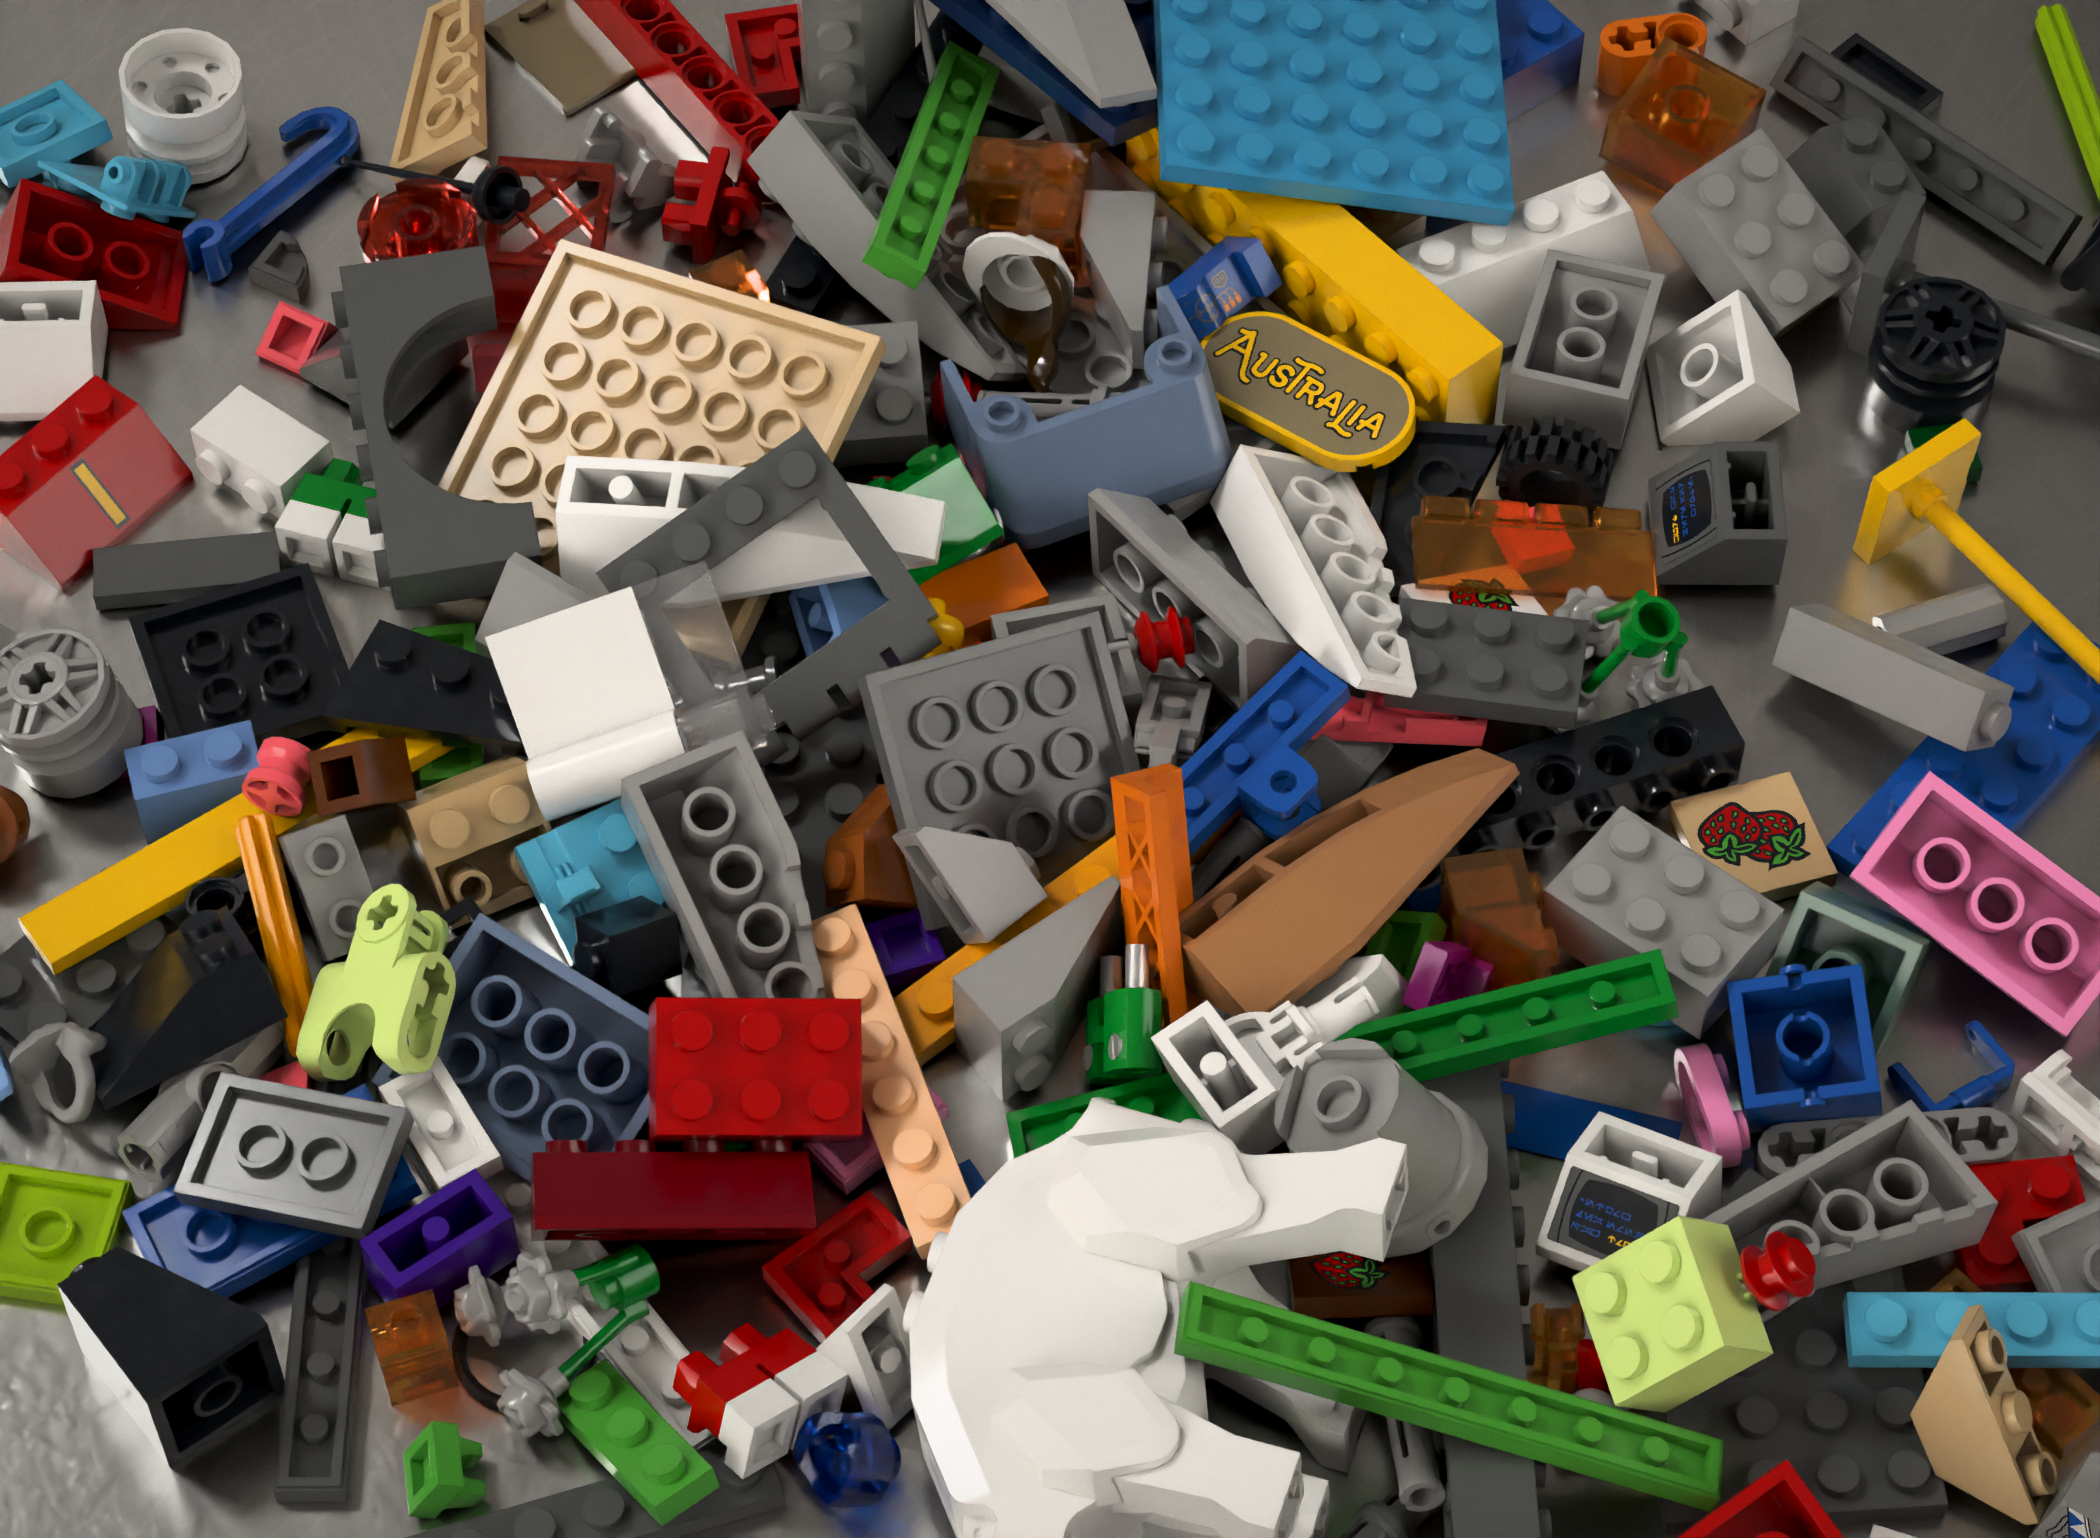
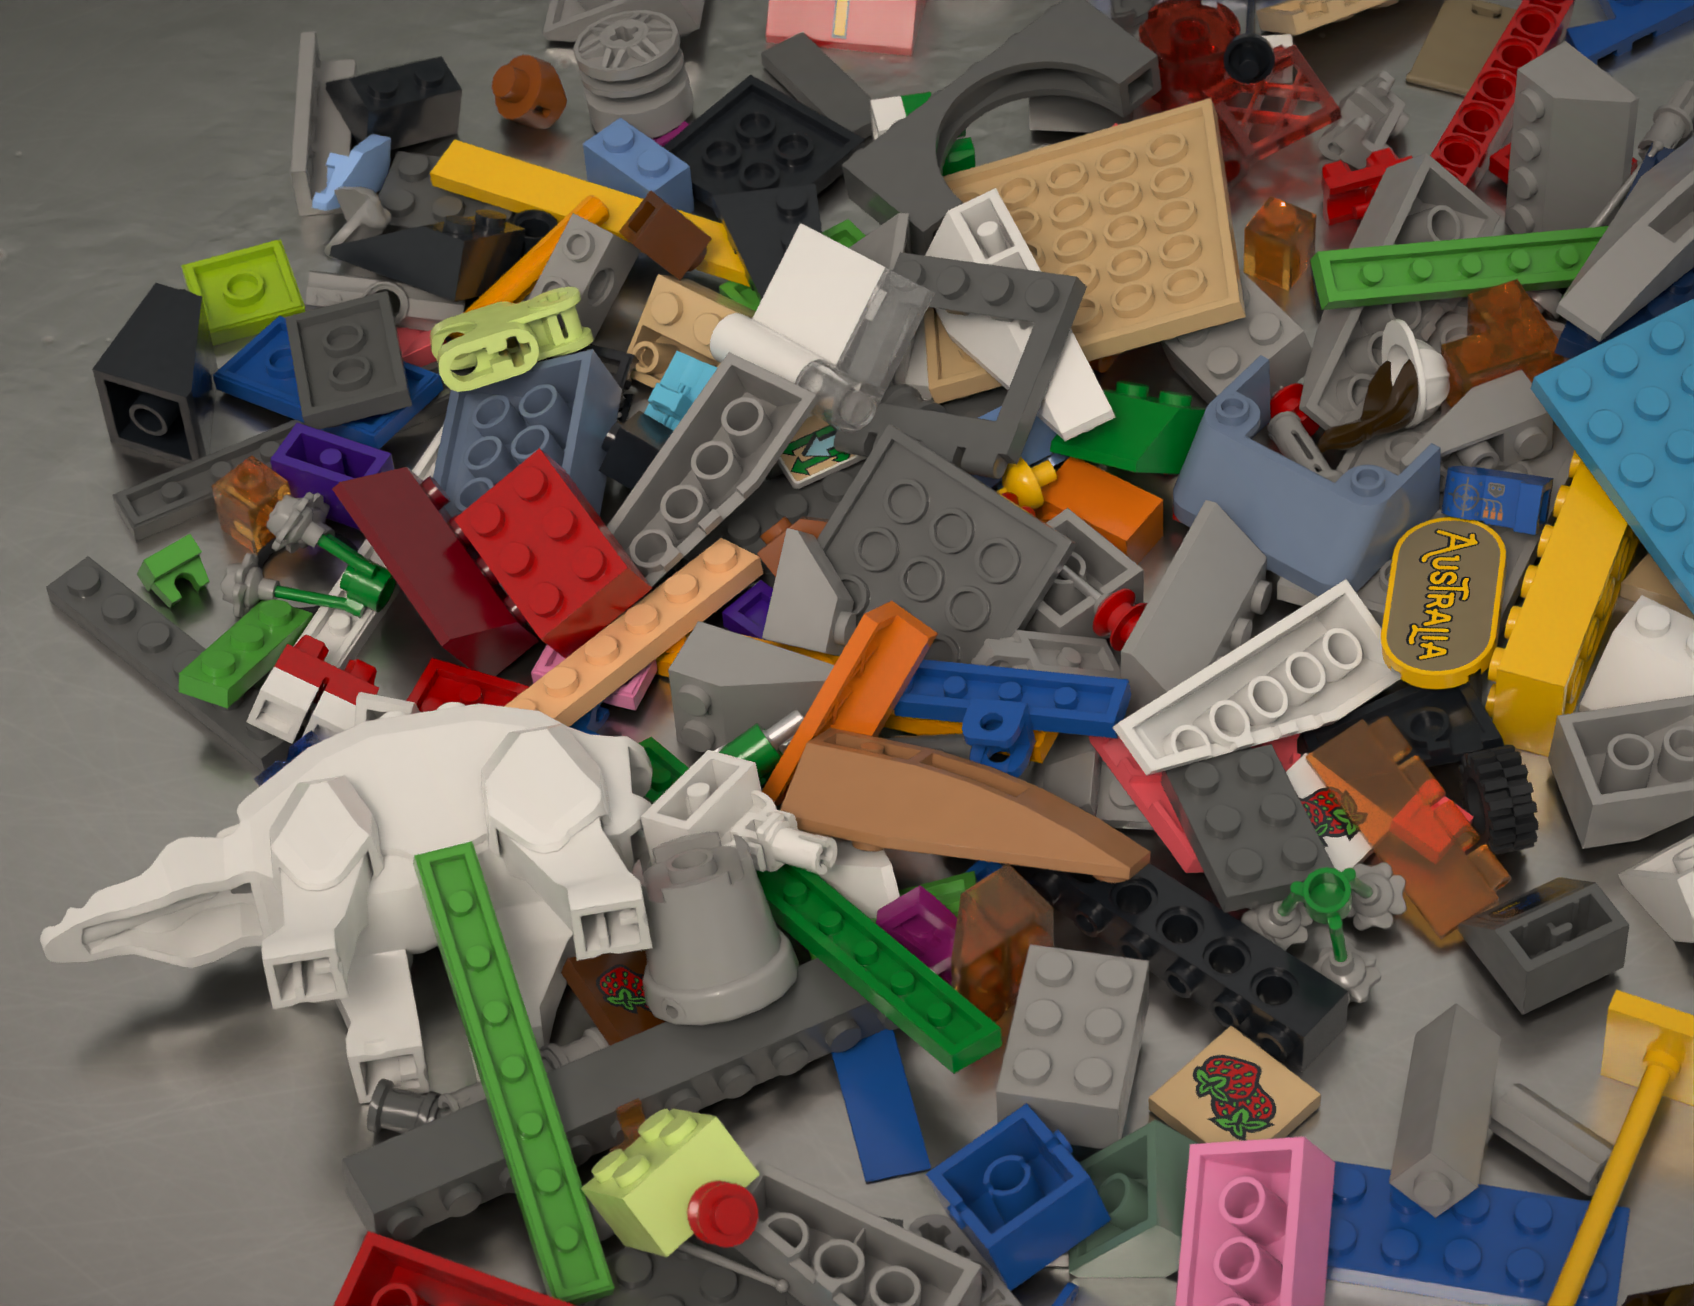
camera: 65 degrees right, 5 degrees down
(257, 450) = (941, 54): white brick -> none
(280, 777) = (634, 191): coral wheel -> none
(445, 1131) = (427, 427): white panel -> none
(1621, 1187) = (802, 1128): white slope -> none
(1704, 1090) = (910, 1188): bright pink plate -> none

